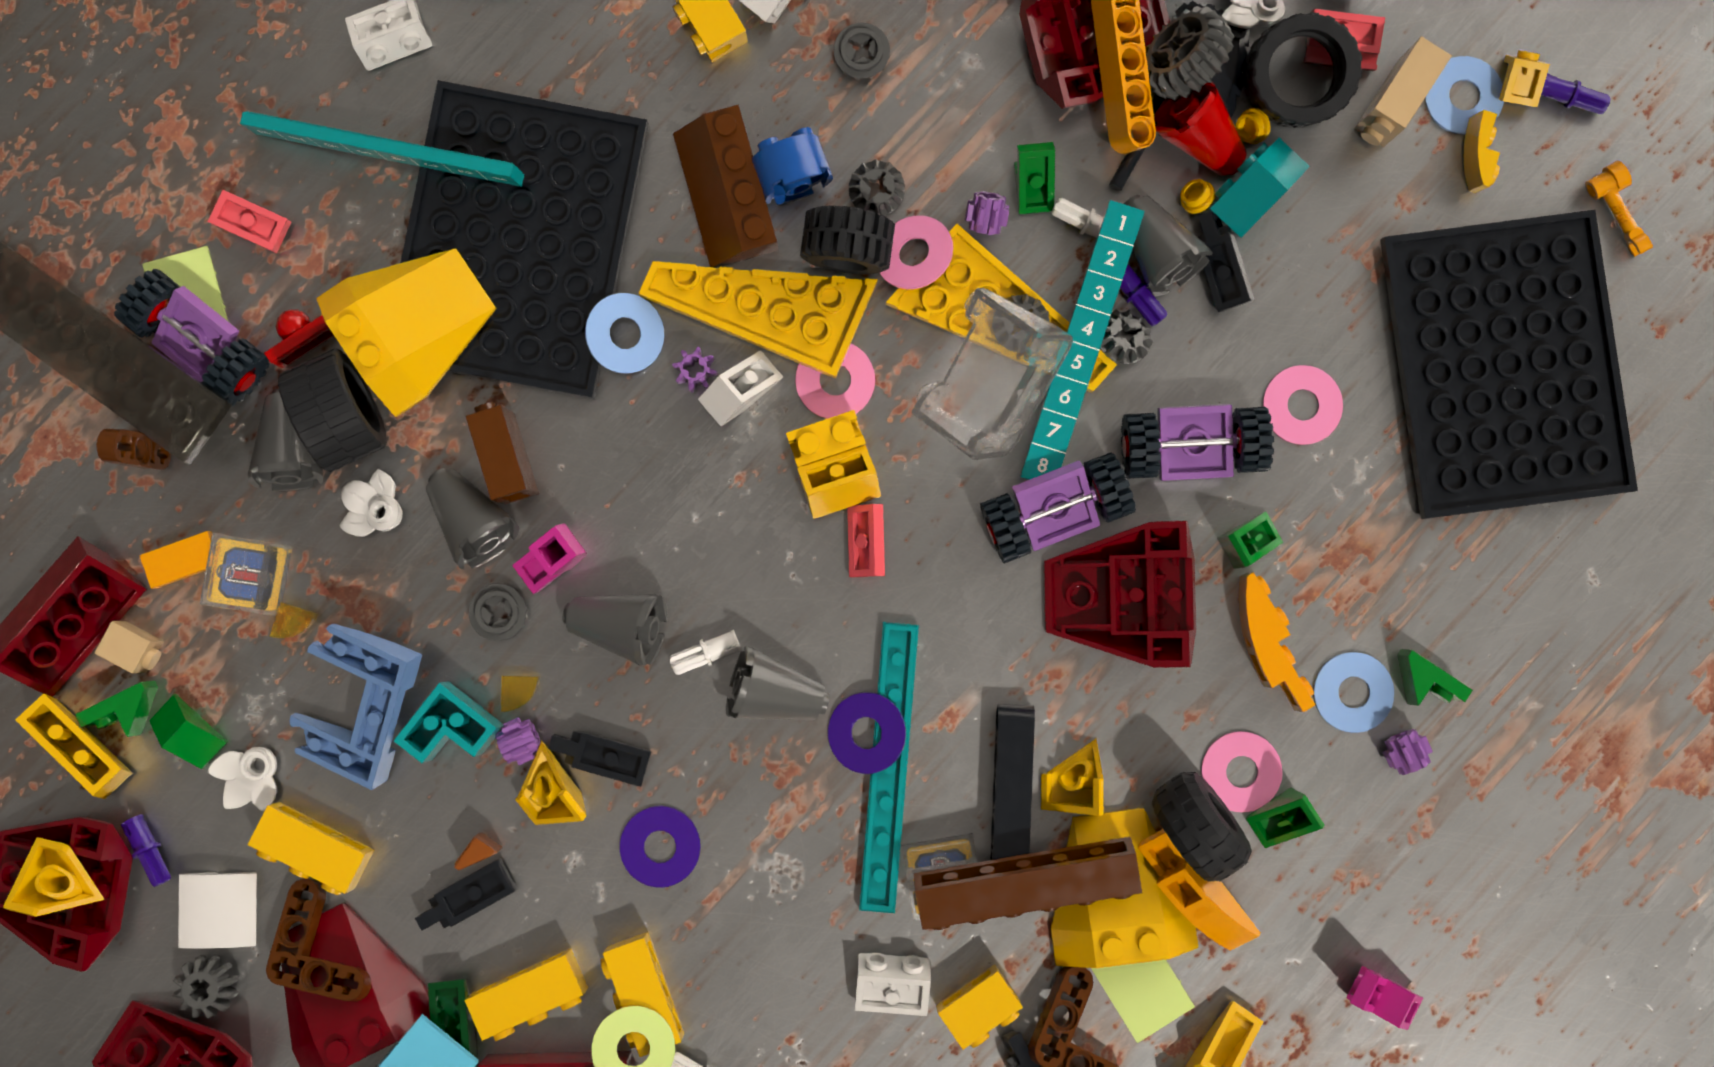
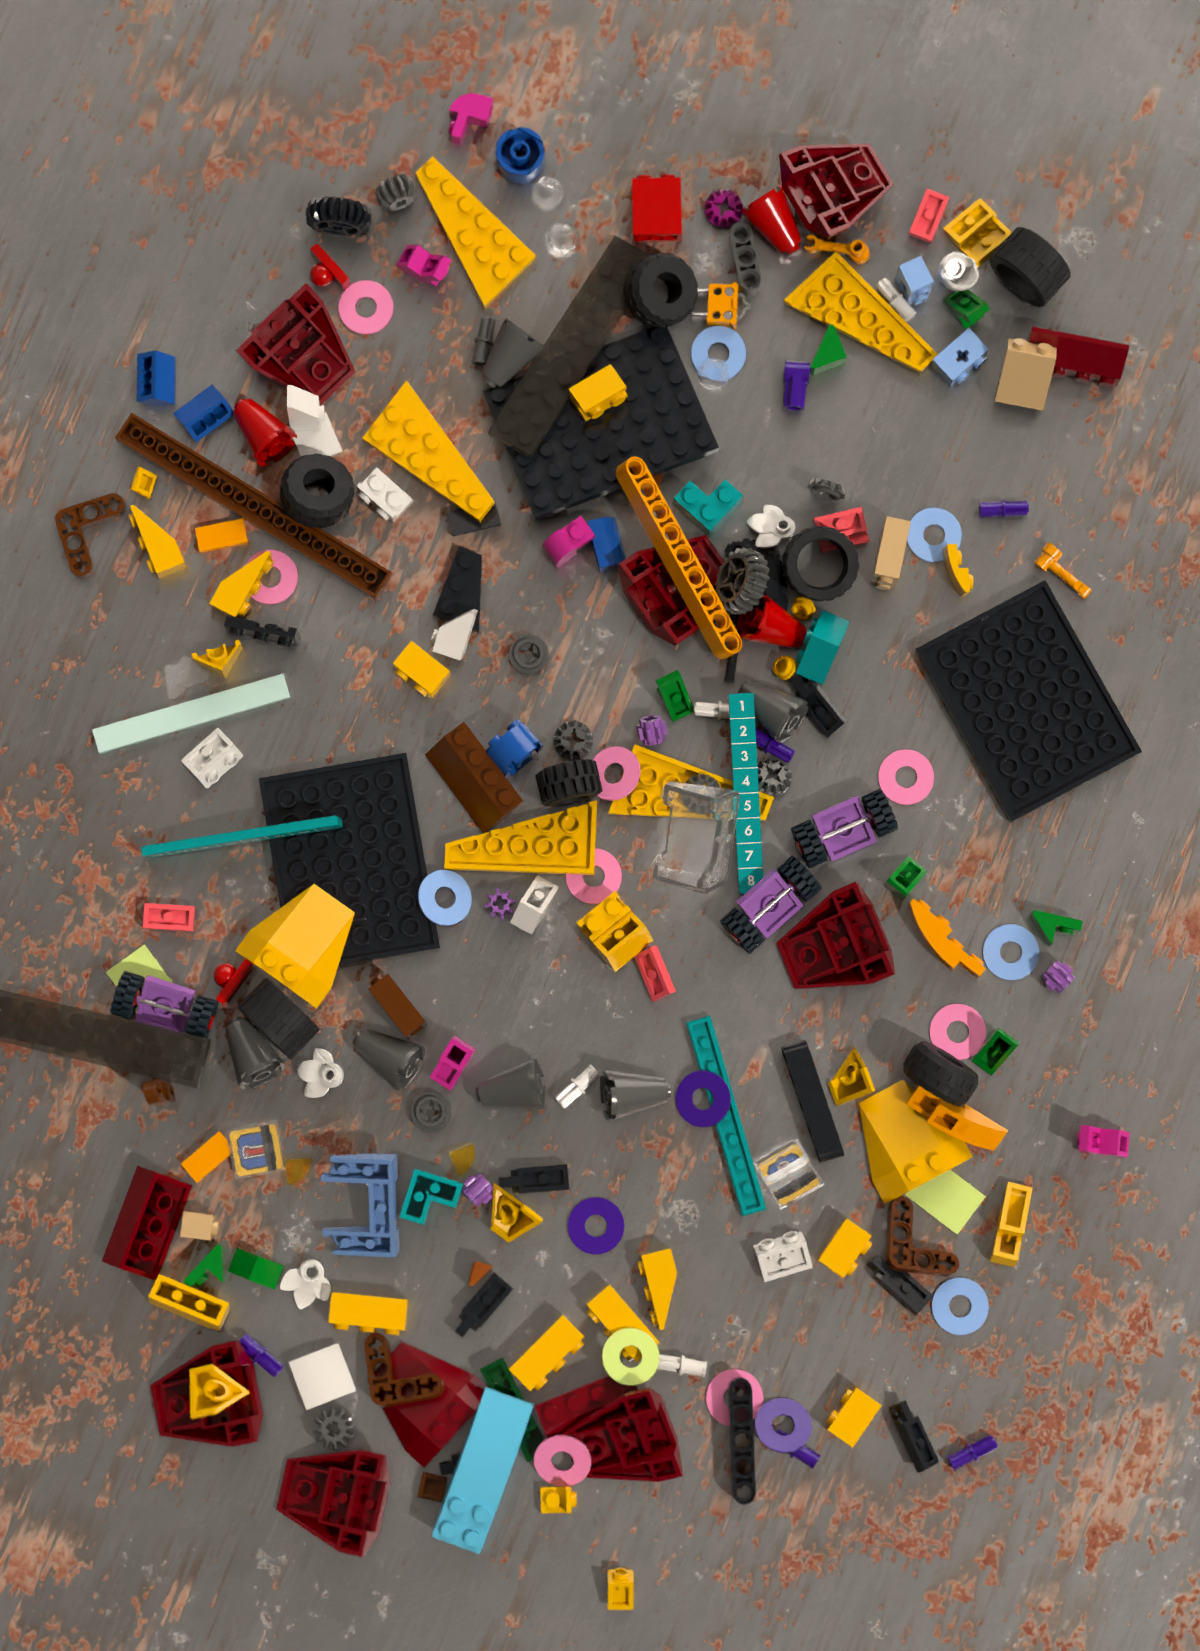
camera: 20 degrees left, 5 degrees down
(718, 950) = (661, 1277): none -> yellow slope
(1027, 883) = (843, 1153): reddish brown brick -> none
(1524, 79) = (967, 511): yellow bracket -> none

